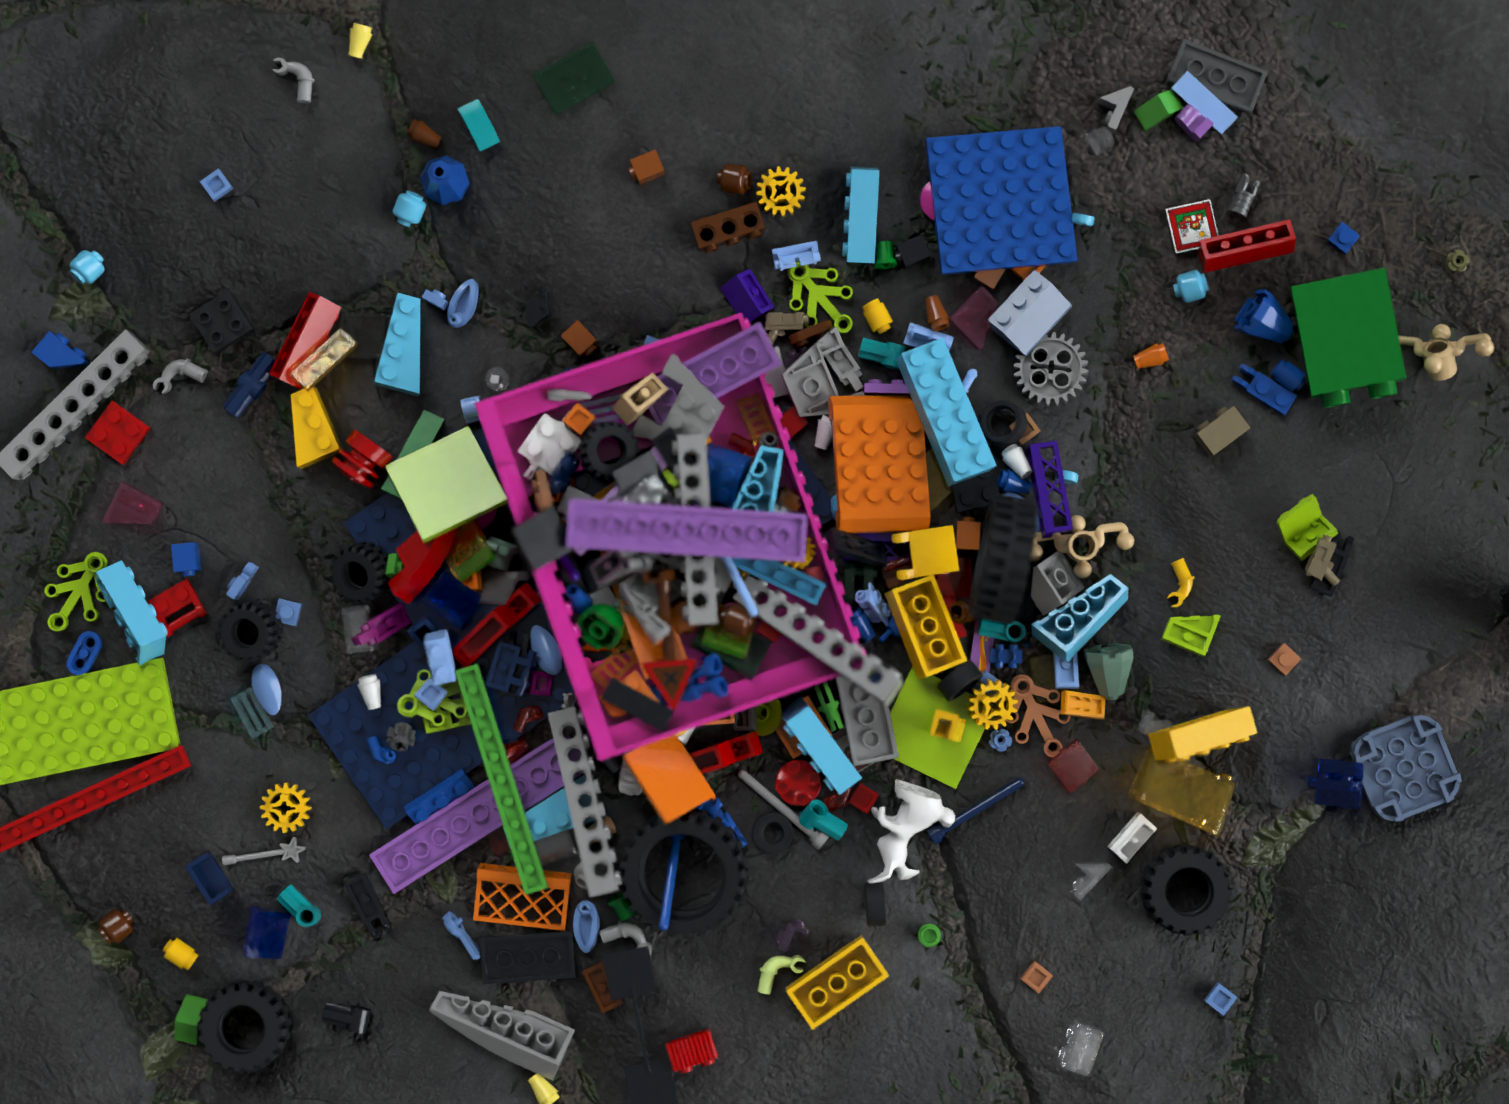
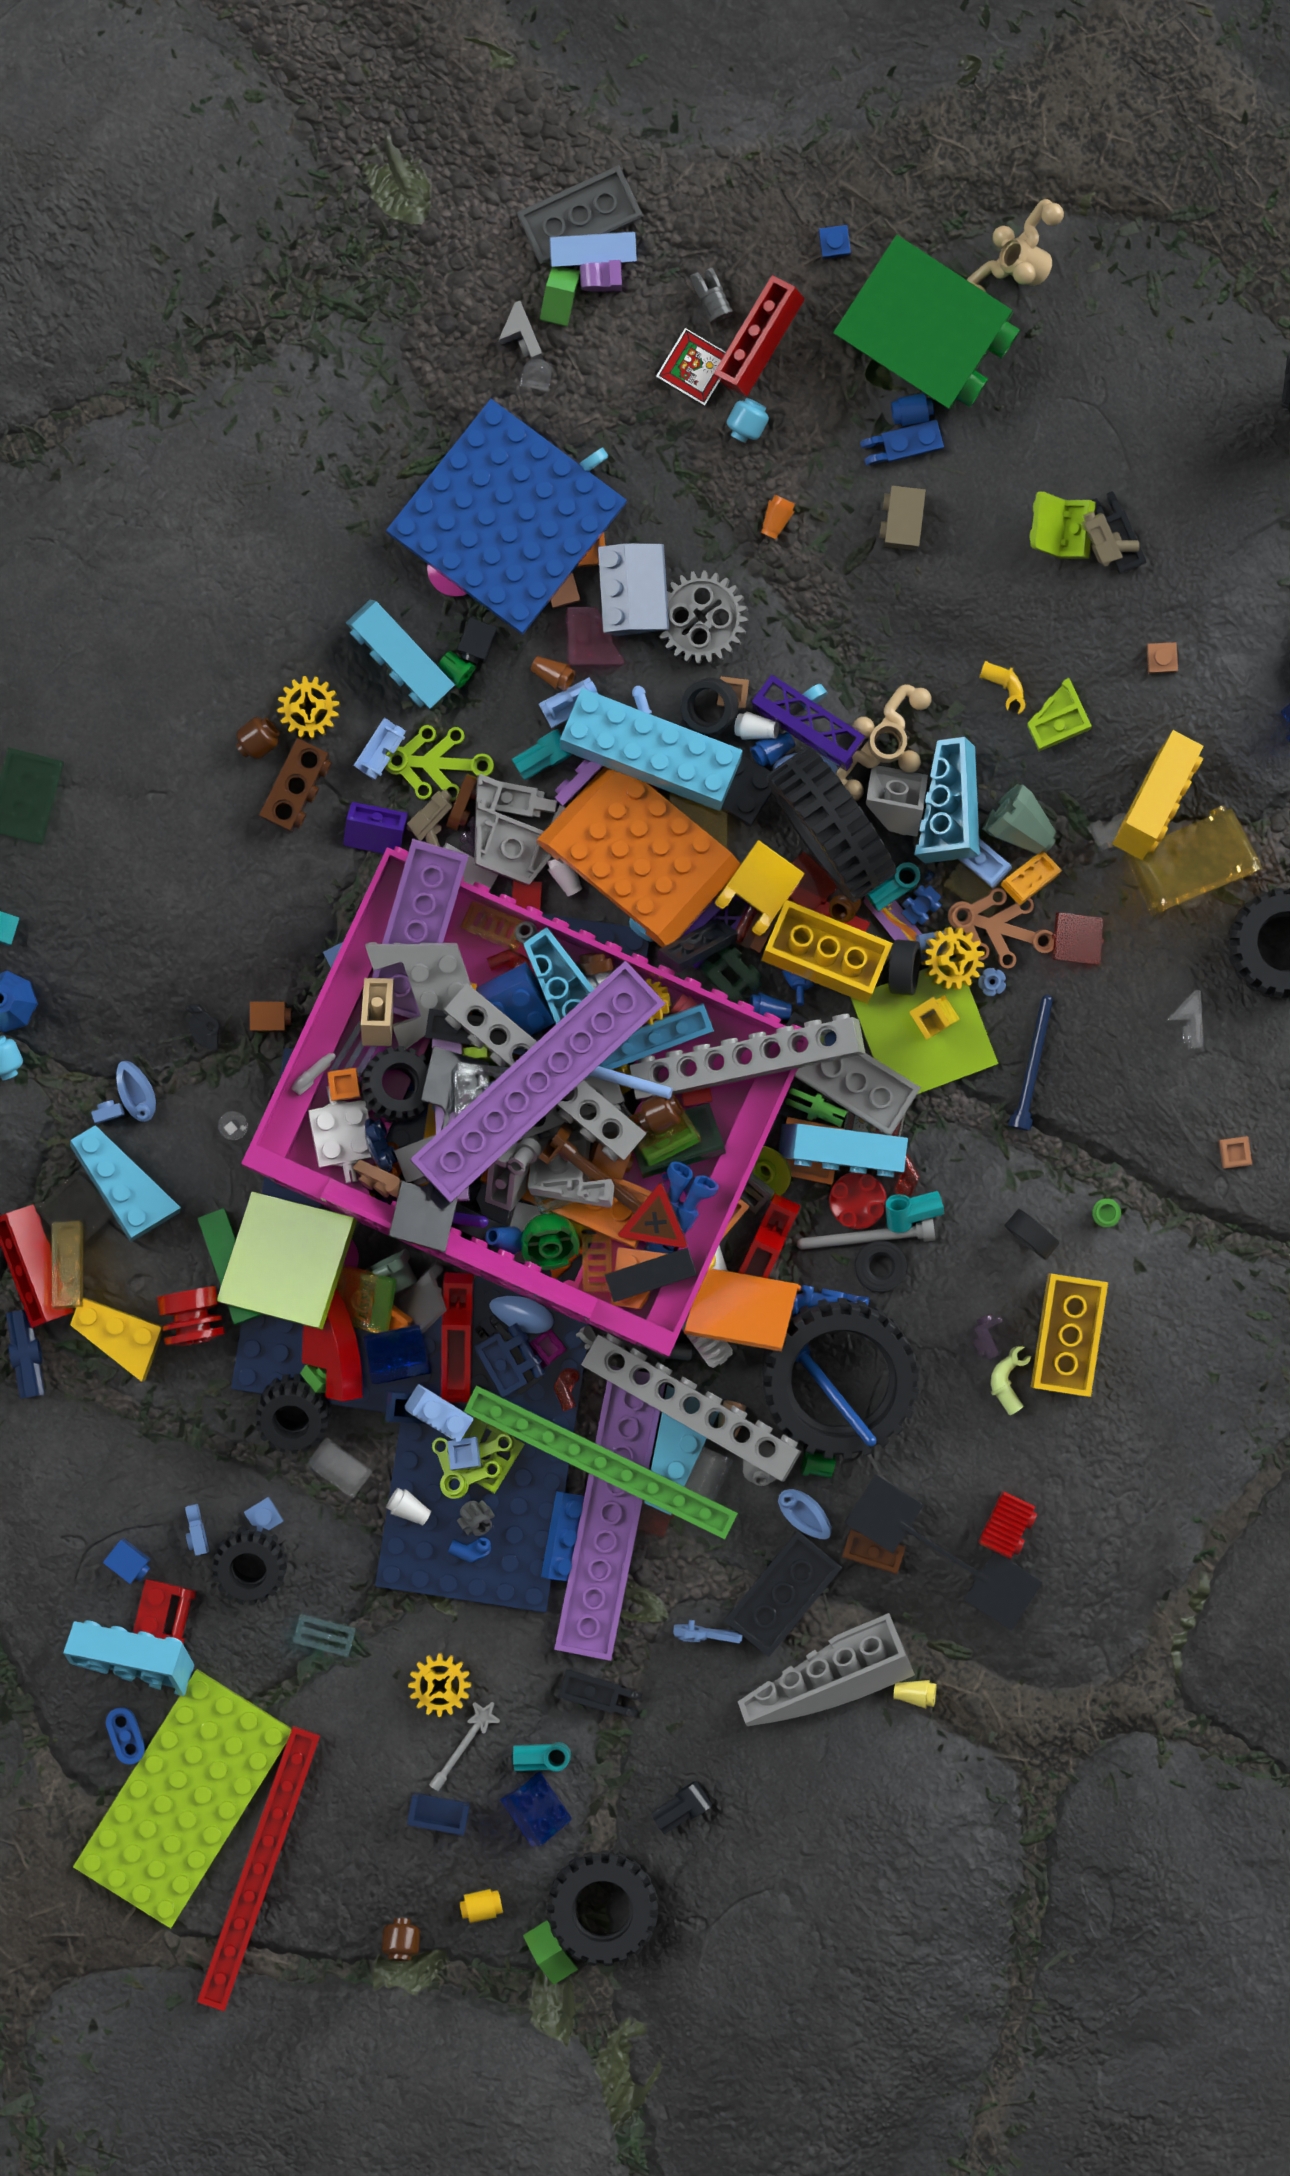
camera: 45 degrees left, 0 degrees up
(80, 589) = (61, 1684): lime plant -> none
(132, 507) = (33, 1566): clear pink wing -> none
(266, 688) = (315, 1600): medium blue arm -> none
(382, 625) = (359, 1440): magenta hinge -> none
(469, 409) = (238, 1174): light blue leg -> none
(509, 875) = (696, 1537): orange fence -> none
(515, 749) = (585, 1425): clear red cone -> none
(624, 930) = (841, 1482): light grey piece -> none
(646, 167) = (170, 807): dark orange brick -> none
(863, 798) = (927, 1154): red tile -> none
(873, 605) = (762, 979): light blue hinge -> none
(877, 316) = (505, 728): yellow brick -> none
(917, 812) = (986, 1120): white animal -> none
(967, 534) = (779, 834): dark orange brick -> none
(1132, 837) = (1192, 947): white hinge -> none
(1264, 318) = (839, 382): blue cone -> none
(1453, 265) = (947, 164): olive plate -> none

